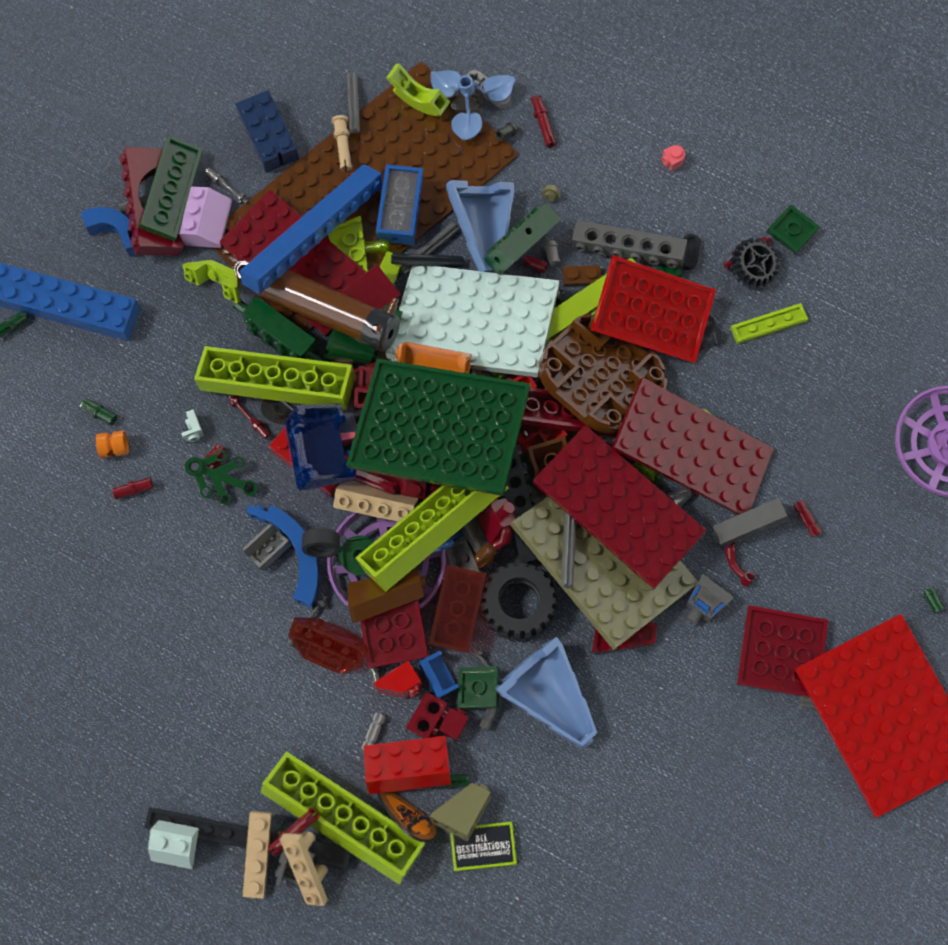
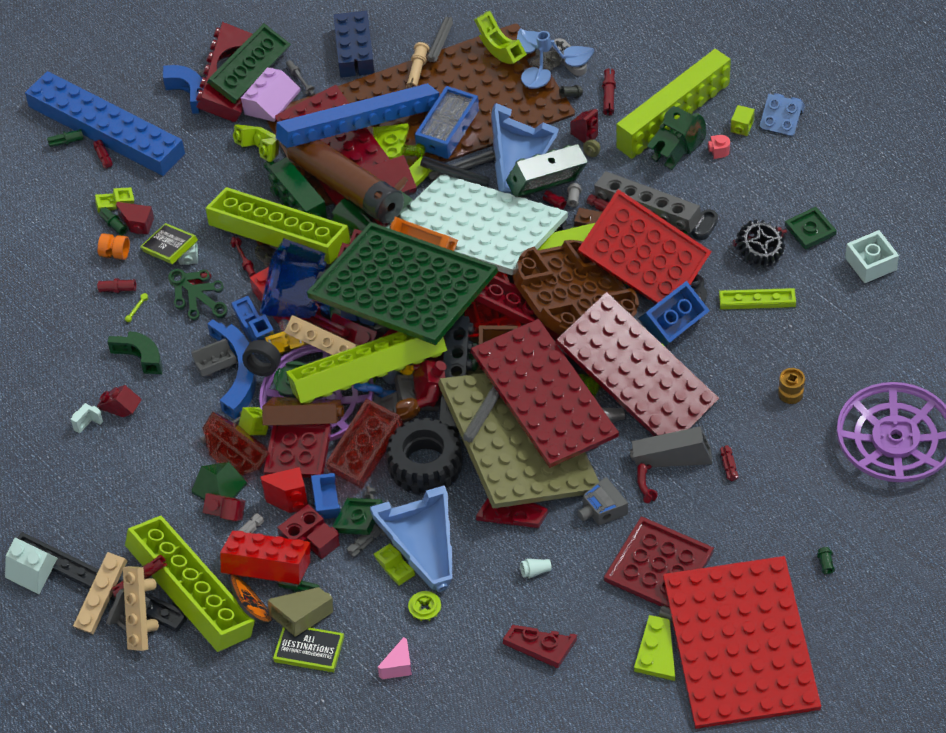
camera: 20 degrees right, 20 degrees down
(55, 332) = (102, 154): none -> dark red axle
(90, 385) = (109, 200): none -> lime slope
(121, 401) = (136, 217): none -> dark red slope
(158, 655) = (84, 416): none -> light aqua bracket
(165, 492) = (144, 297): none -> lime hinge
(169, 426) = (169, 243): none -> tile
(189, 555) = (139, 346): none -> dark green arch
(189, 626) = (119, 401): none -> dark red slope
(296, 501) = (253, 325): none -> blue arch
(325, 512) = (283, 341): none -> yellow piece
(325, 690) = (219, 480): none -> dark green slope
(335, 610) = (252, 421): none -> lime brick
(344, 715) = (223, 506): none -> dark red plate
(531, 728) = (393, 564): none -> lime slope
(537, 170) = (585, 126): none -> dark red slope
(577, 837) = (396, 663): none -> bright pink slope
(584, 256) = (599, 203): none -> dark red axle
(586, 761) = (424, 598): none -> lime gear
(615, 122) = (686, 92): none -> lime brick
(633, 162) = (685, 136): none -> dark green piece
(666, 691) = (533, 567): none -> light aqua cone
(686, 121) = (742, 120): none -> lime brick
(702, 370) = (674, 314): none -> blue brick
(703, 774) = (544, 646): none -> dark red wing
(721, 104) = (781, 114): none -> medium blue bracket
(811, 746) = (656, 651): none -> lime wing
(838, 417) = (791, 385): none -> pearl gold wheel
(864, 248) = (871, 256): none -> light aqua brick

